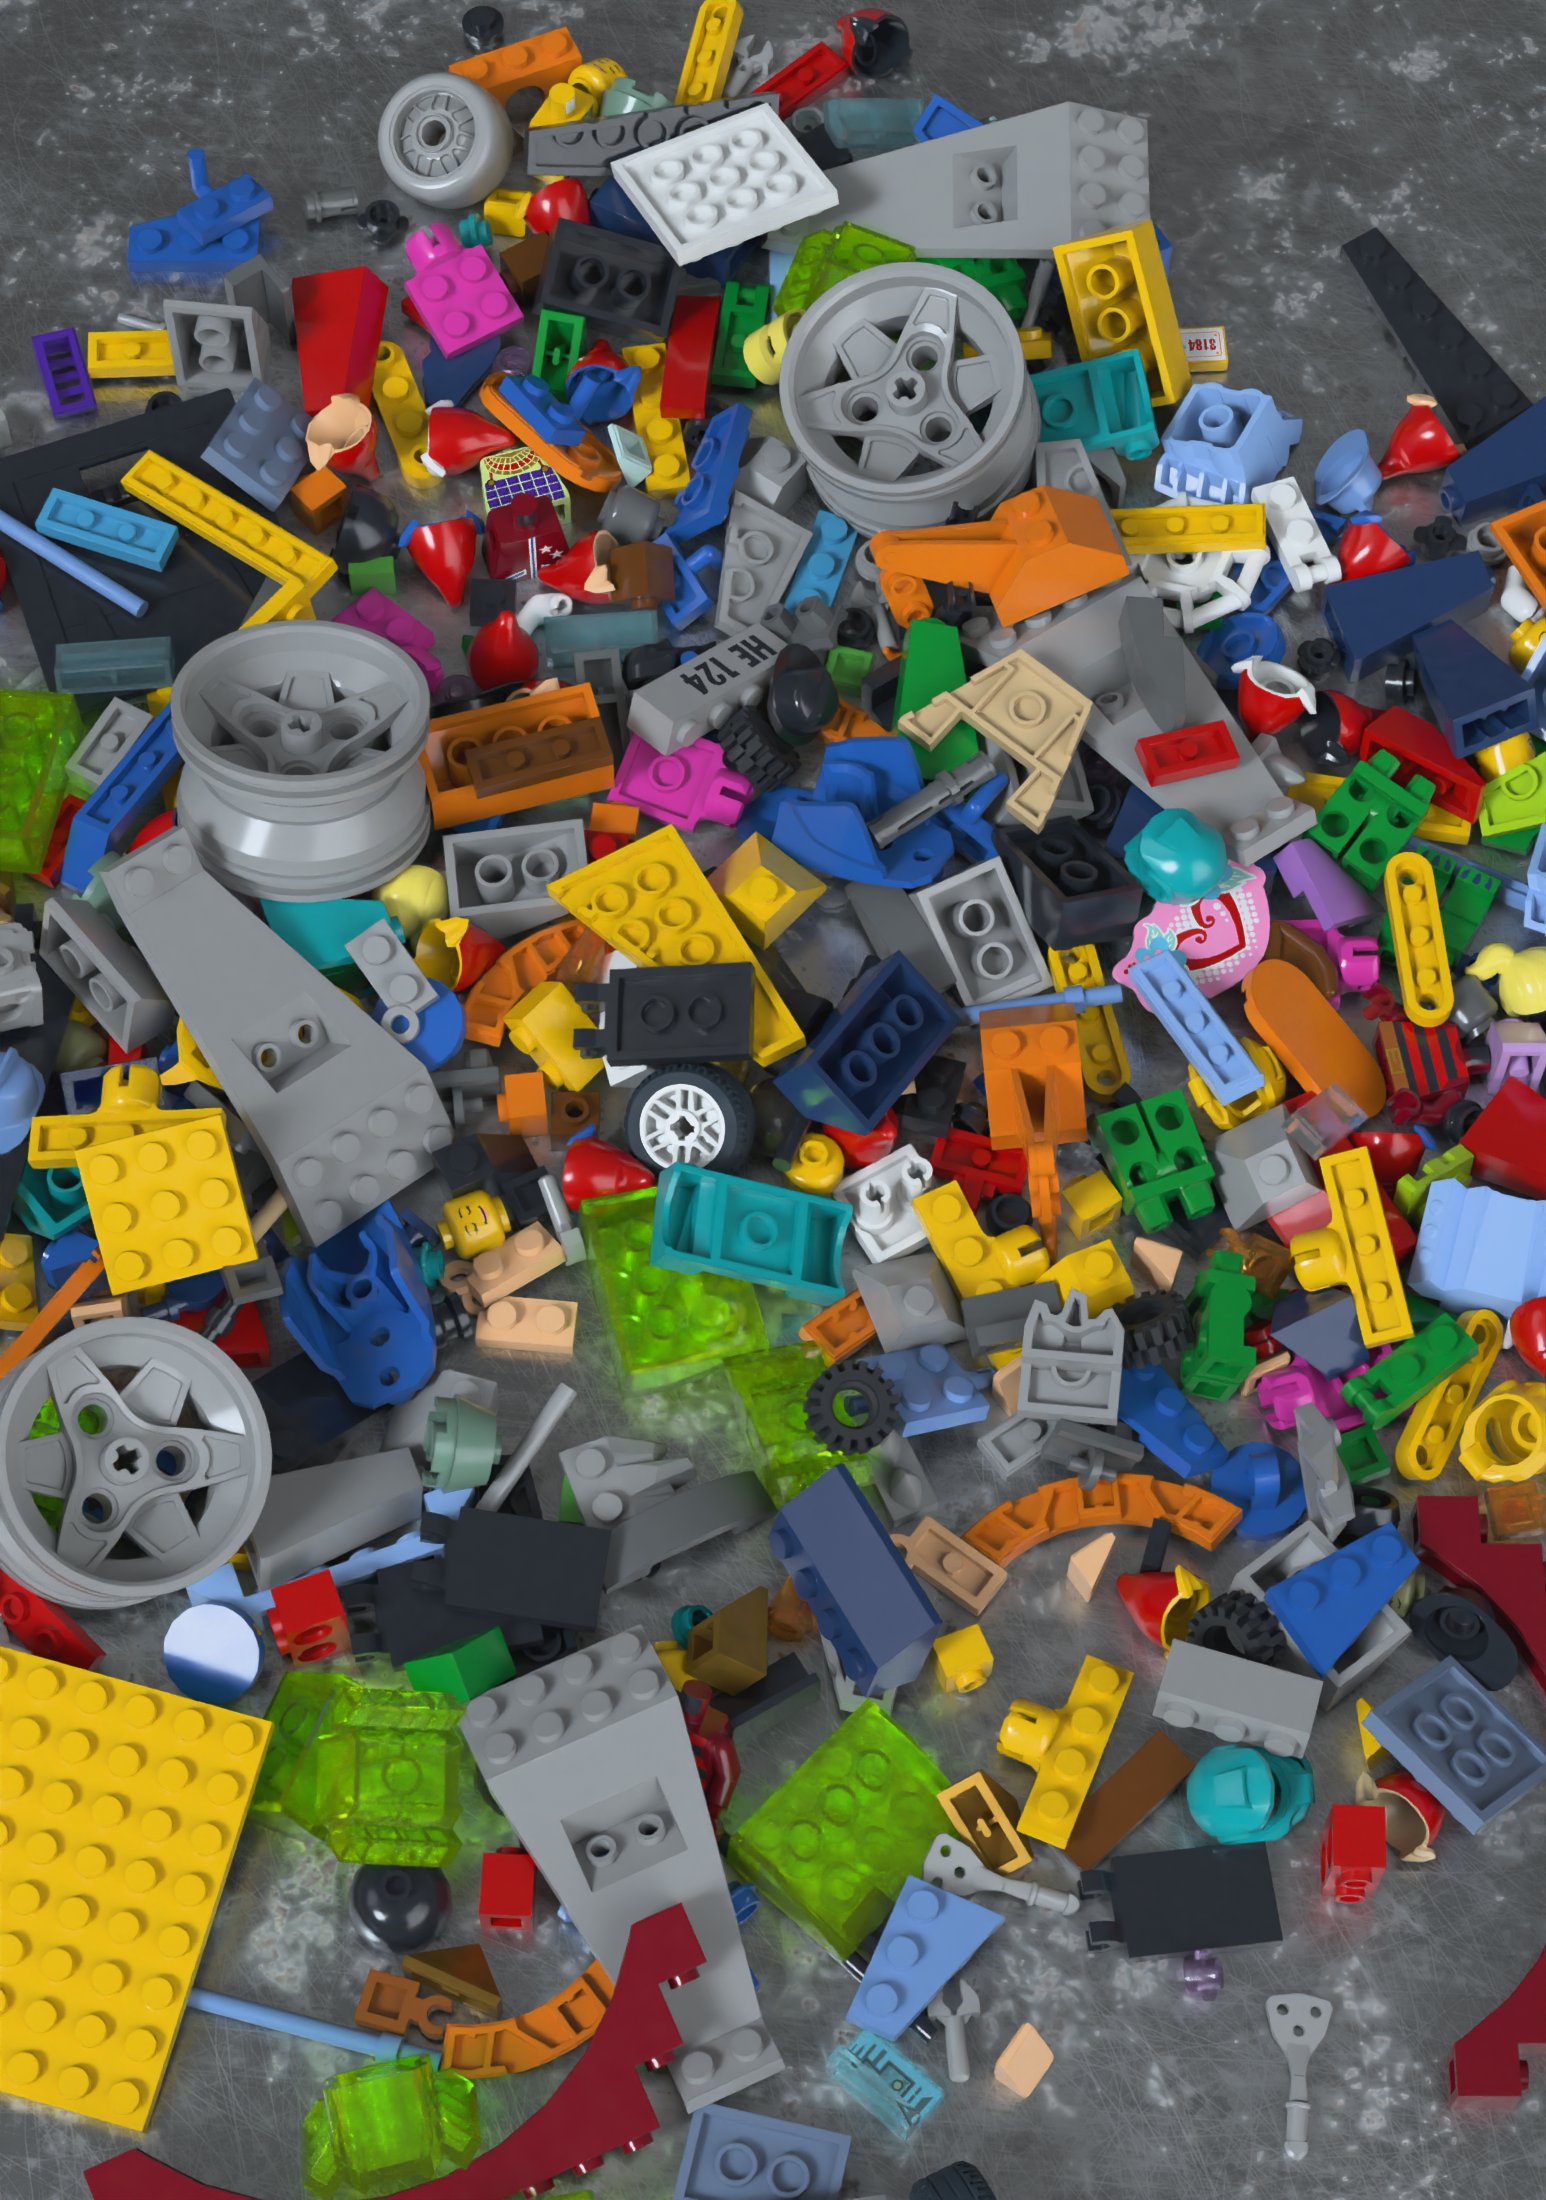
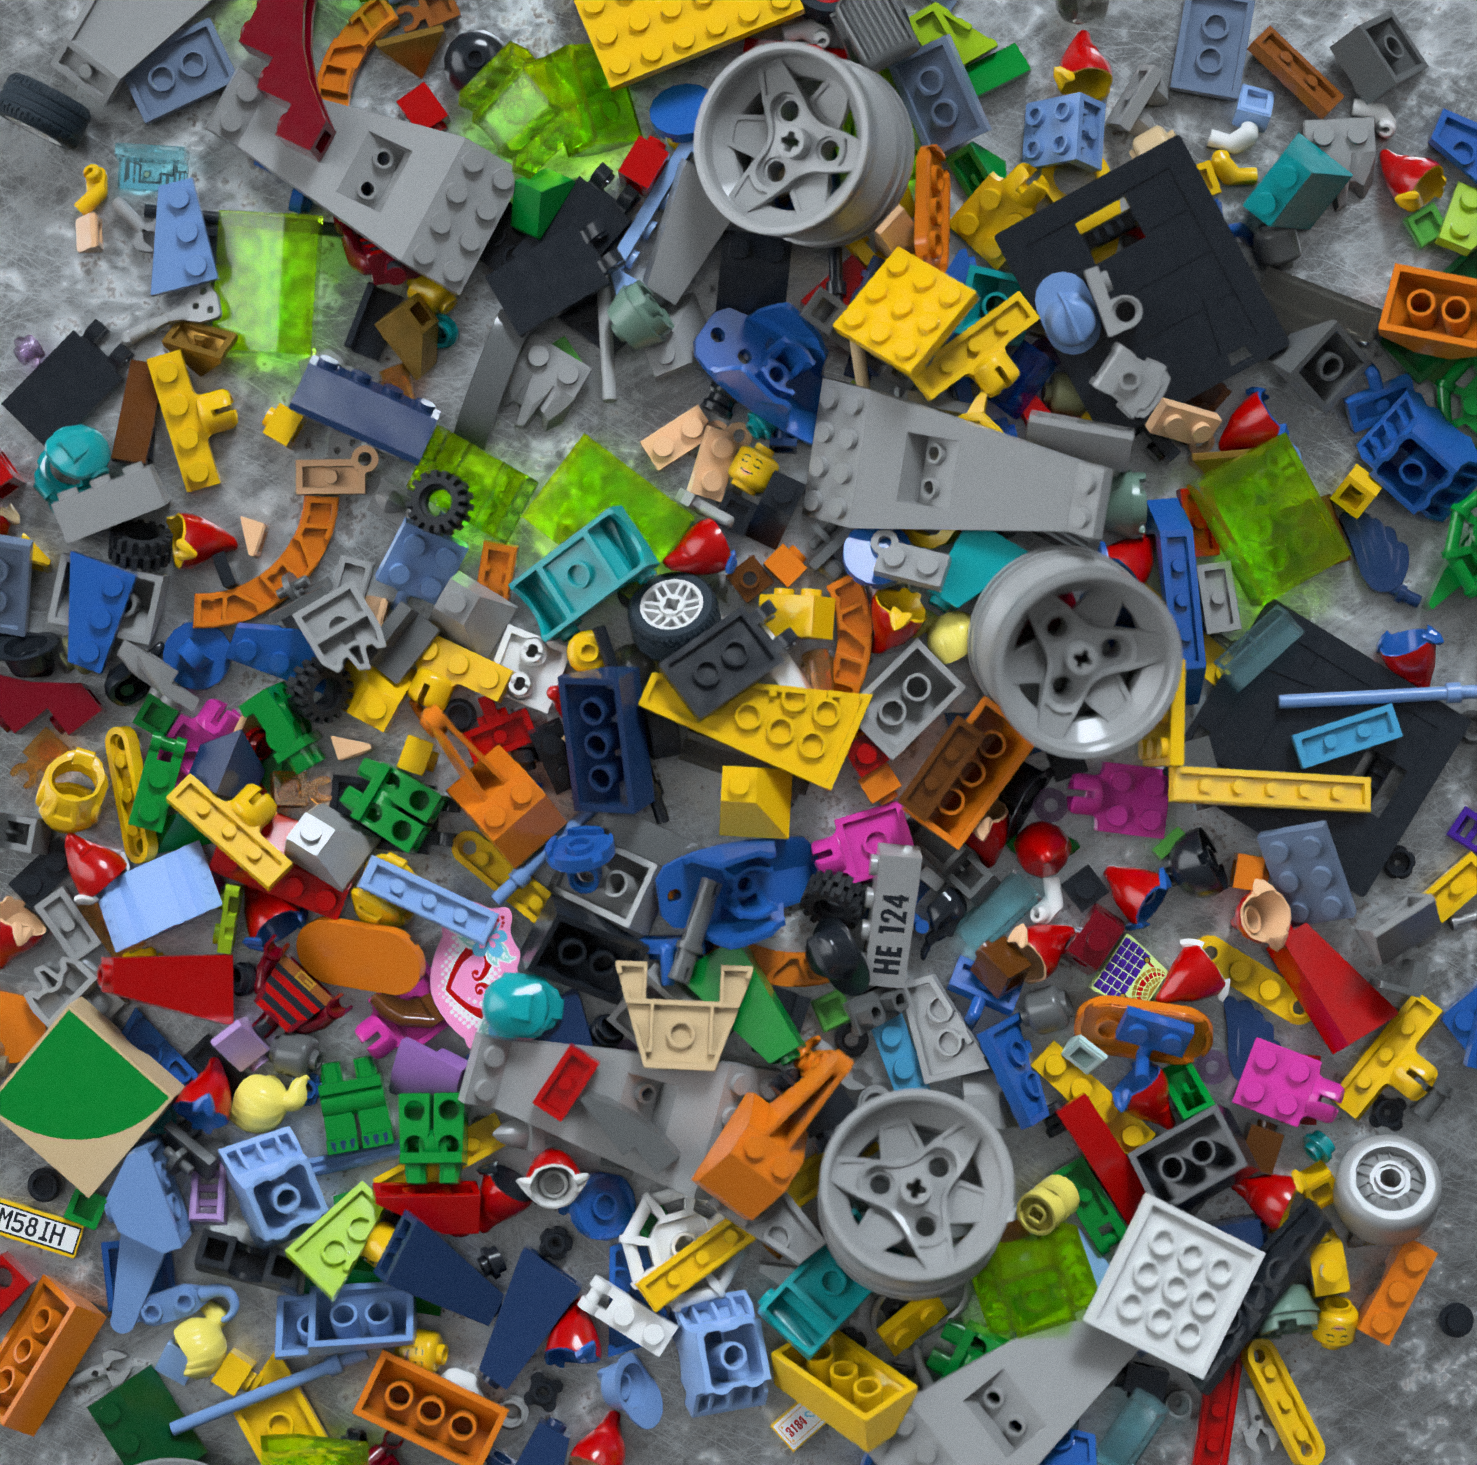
camera: 145 degrees right, 25 degrees up
(340, 245) = (1393, 1059): none -> yellow plate
(973, 2110) = (96, 189): none -> yellow arm
(987, 962) = (581, 851): none -> blue tile
(1324, 1121) = (308, 893): clear tile -> none
(1418, 939) = (344, 1068): yellow plate -> none

